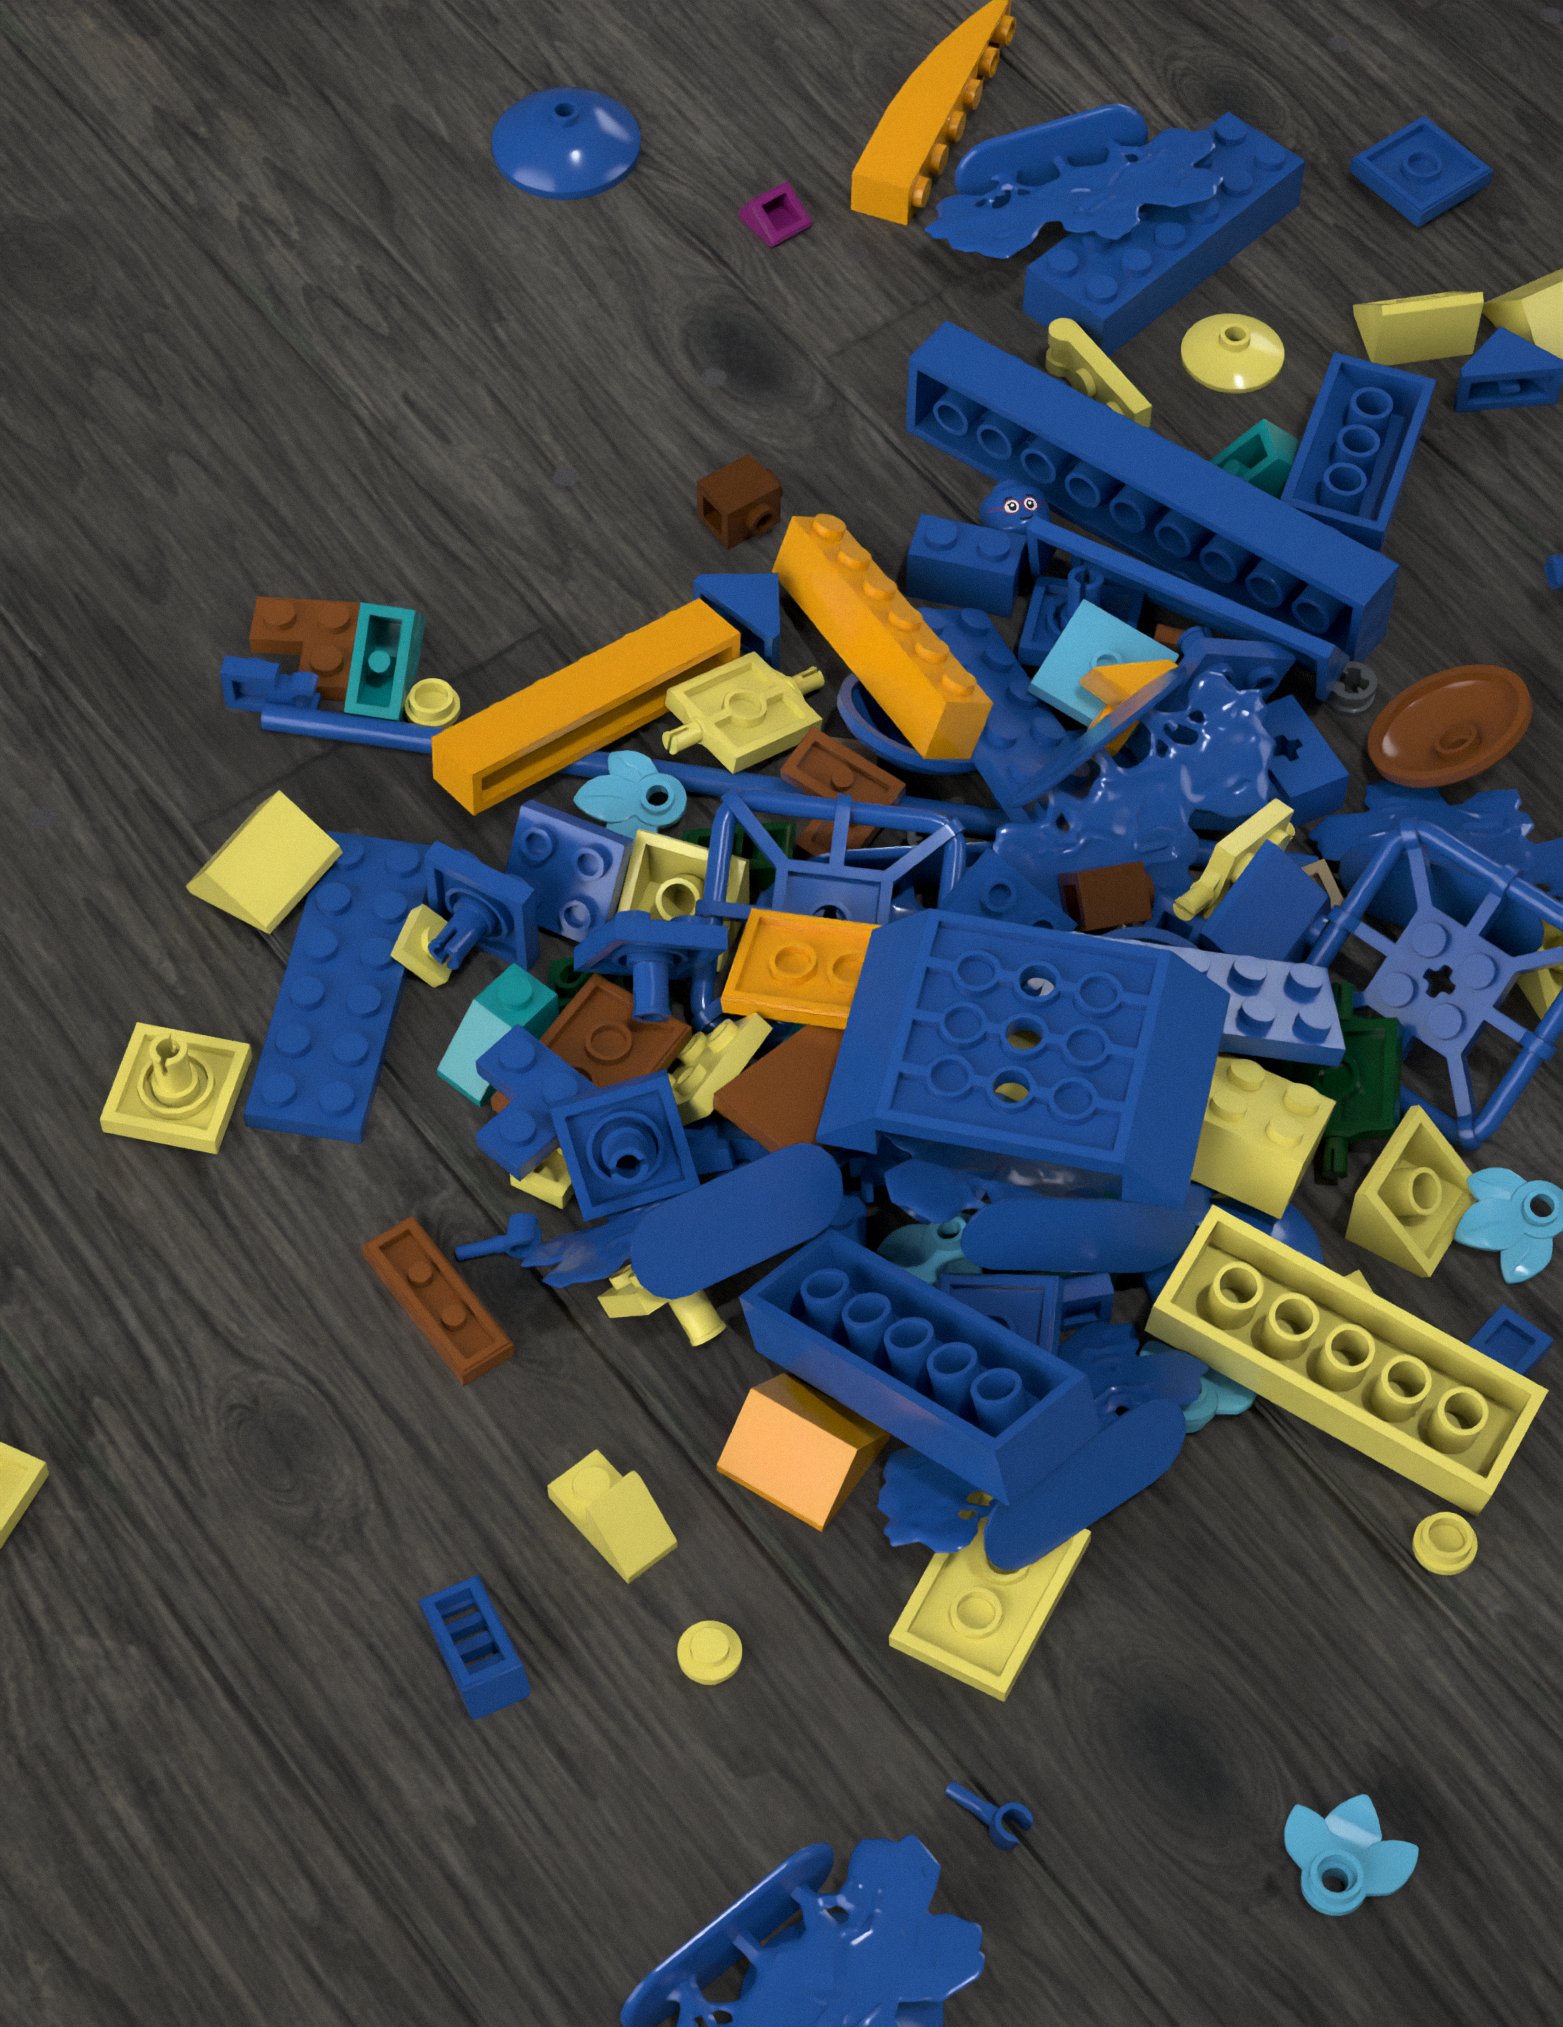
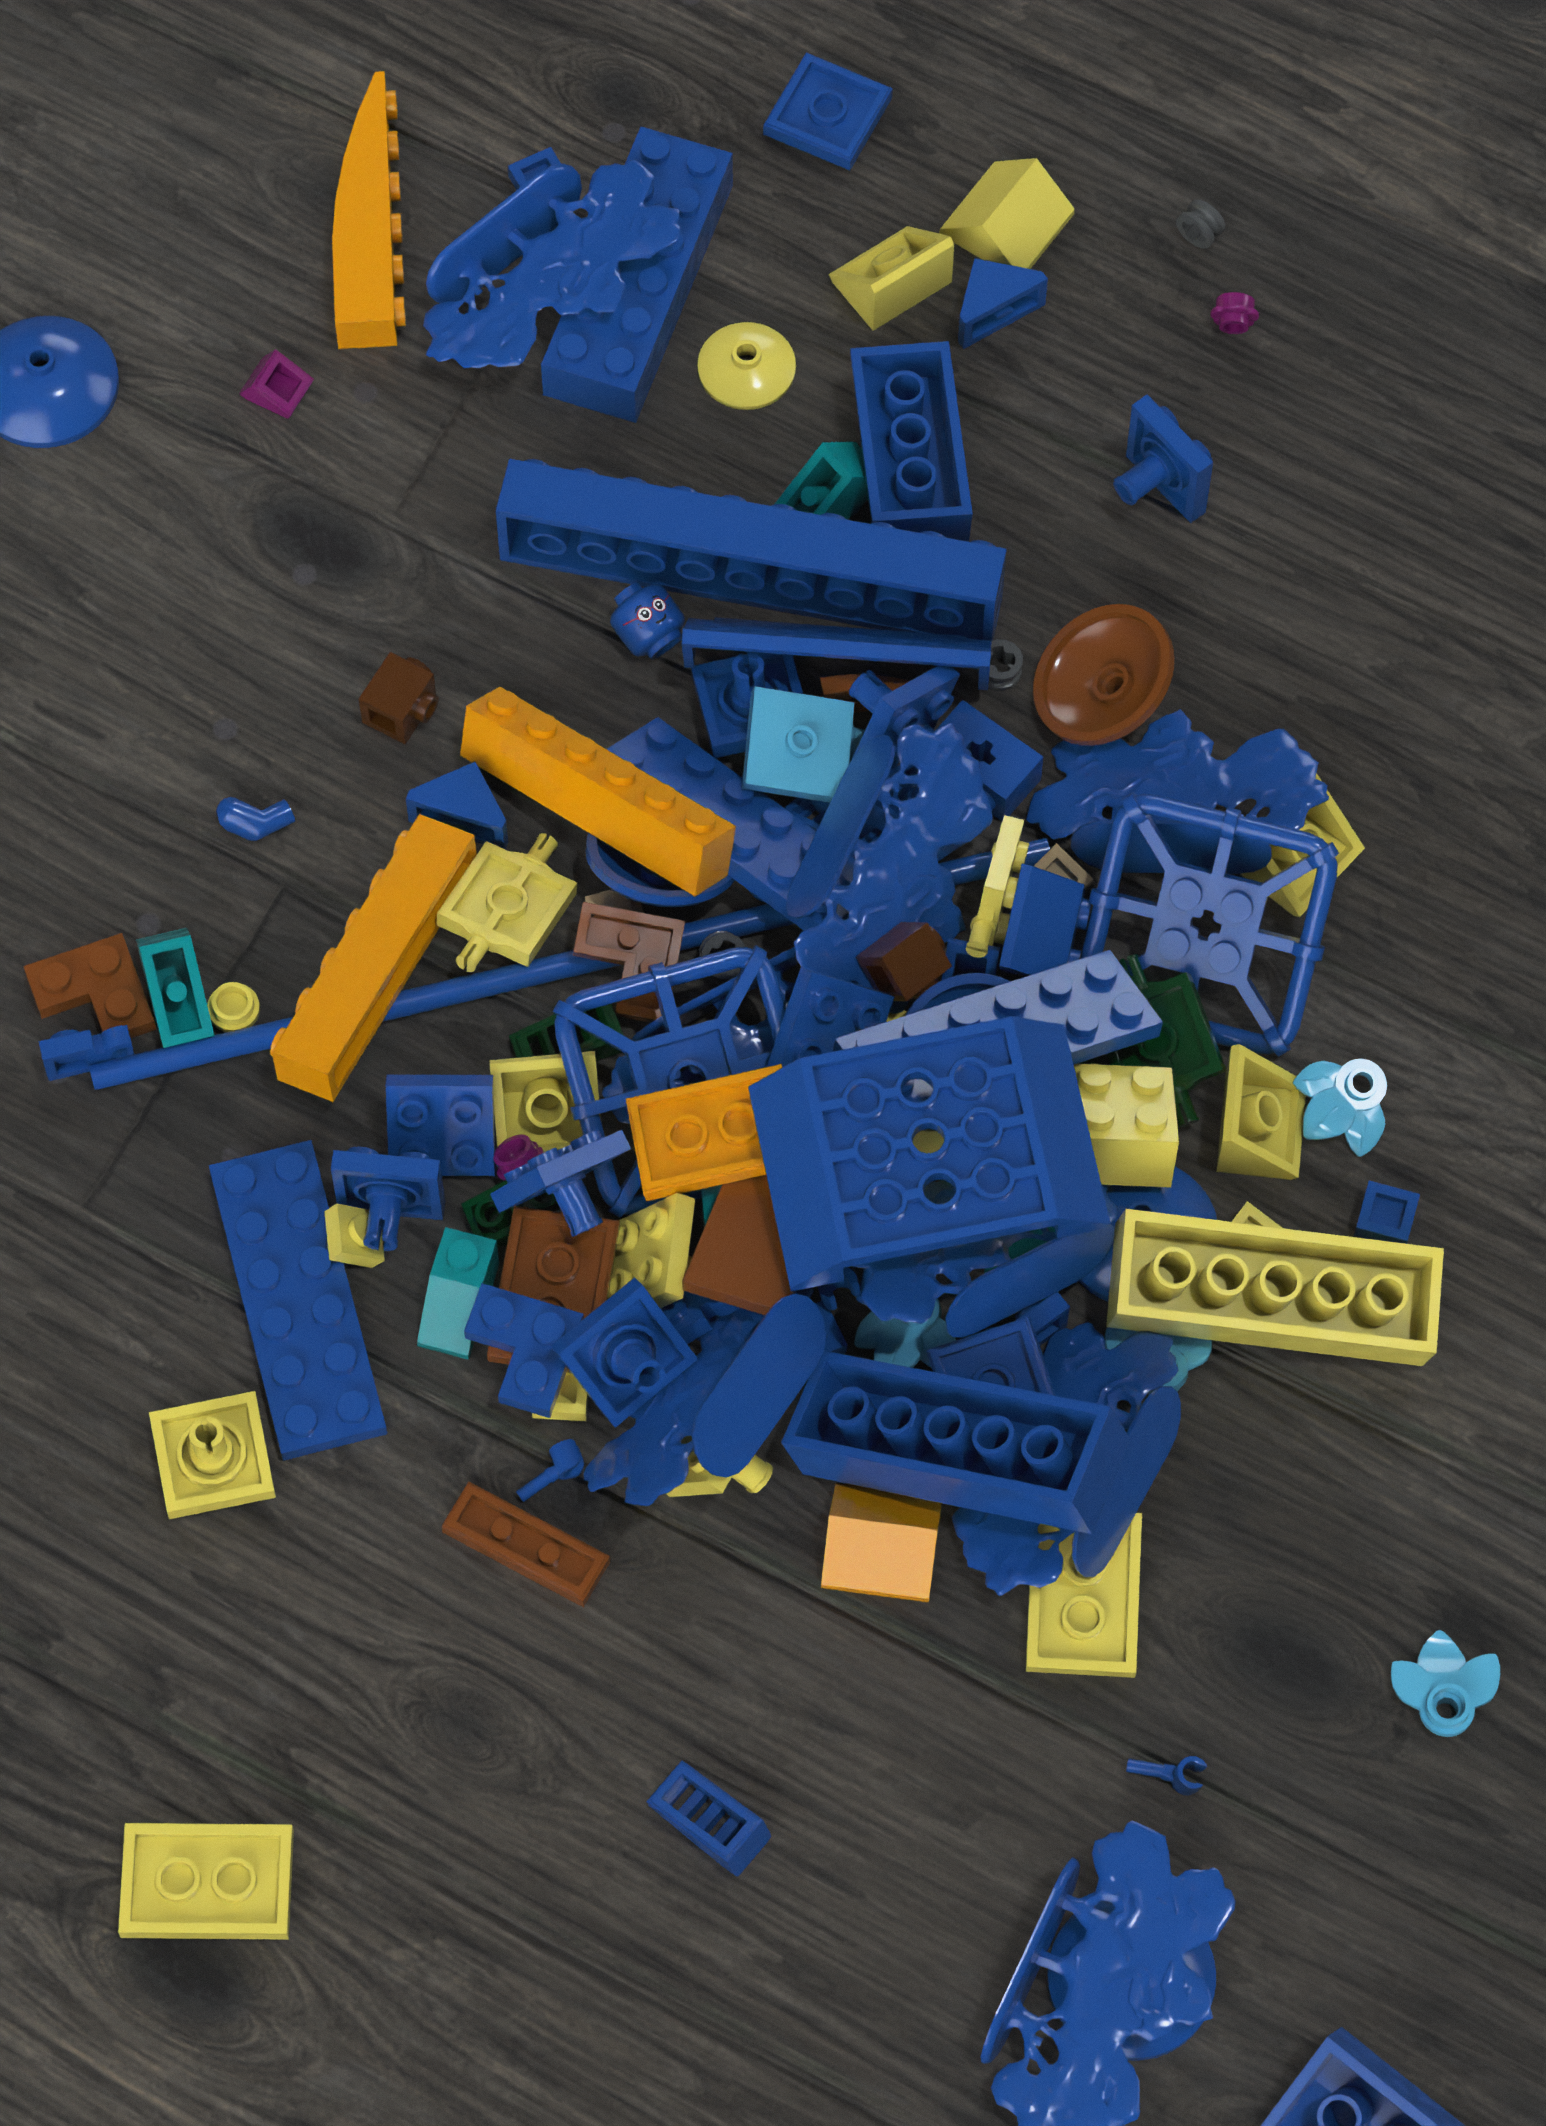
camera: 25 degrees left, 10 degrees up
(266, 864) = (175, 1221): light yellow slope -> none
(543, 558) = (252, 822): none -> blue arm
(614, 1514) = (762, 1662): light yellow slope -> none
(624, 796) = (447, 1032): medium azure plate -> none
(709, 1652) = (895, 1741): light yellow plate -> none
(965, 565) = (626, 682): blue brick -> none
(1091, 372) = (648, 447): light yellow plate -> none
(1116, 684) = (830, 763): light orange slope -> none
(1445, 1543) = (1409, 1400): light yellow plate -> none

